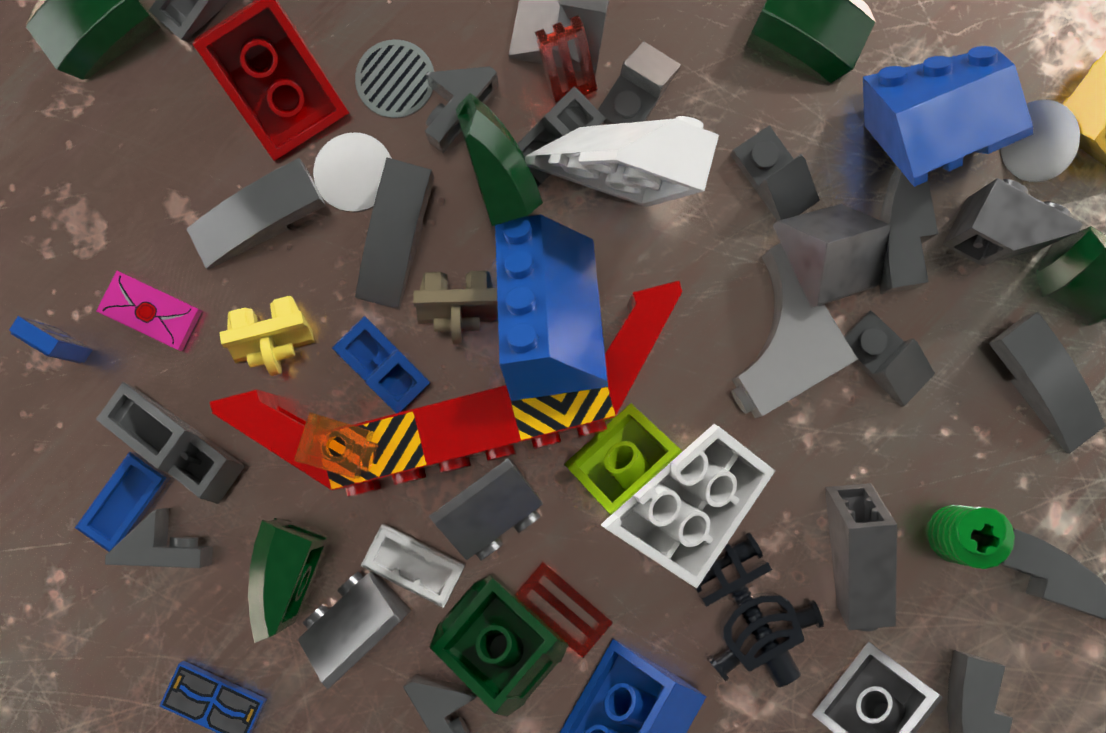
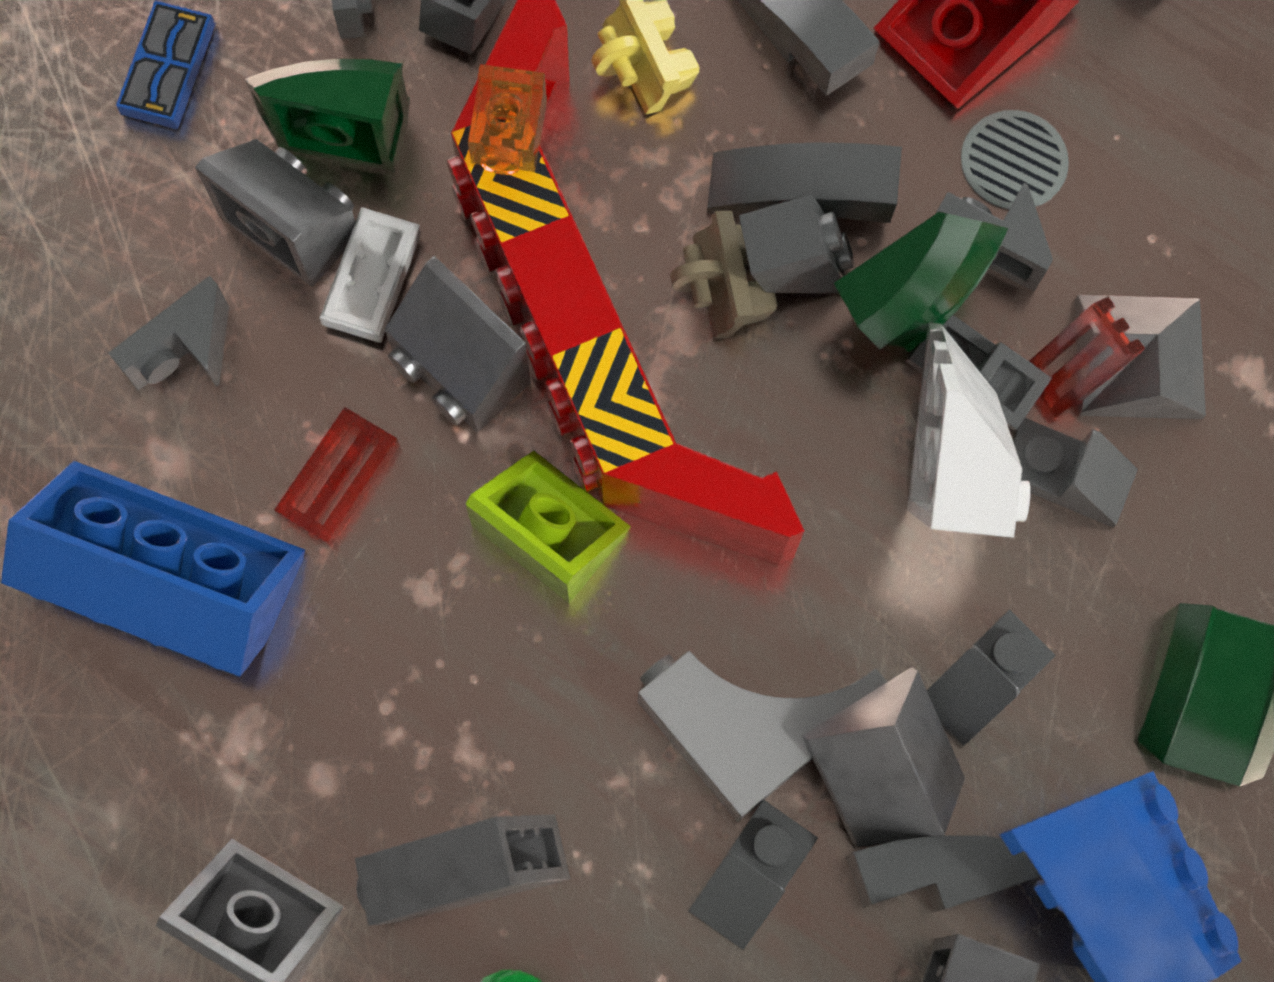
camera: 80 degrees right, 10 degrees down
(350, 171) = (881, 115): white sticker -> none
(380, 364) = (630, 196): blue slope -> none
(451, 249) = (796, 247): none -> dark grey slope
(497, 646) = (273, 396): dark green slope -> none
(548, 309) = (736, 368): blue slope -> none
(693, 505) = (500, 602): white wedge -> none
(773, 652) = (311, 769): black piece -> none

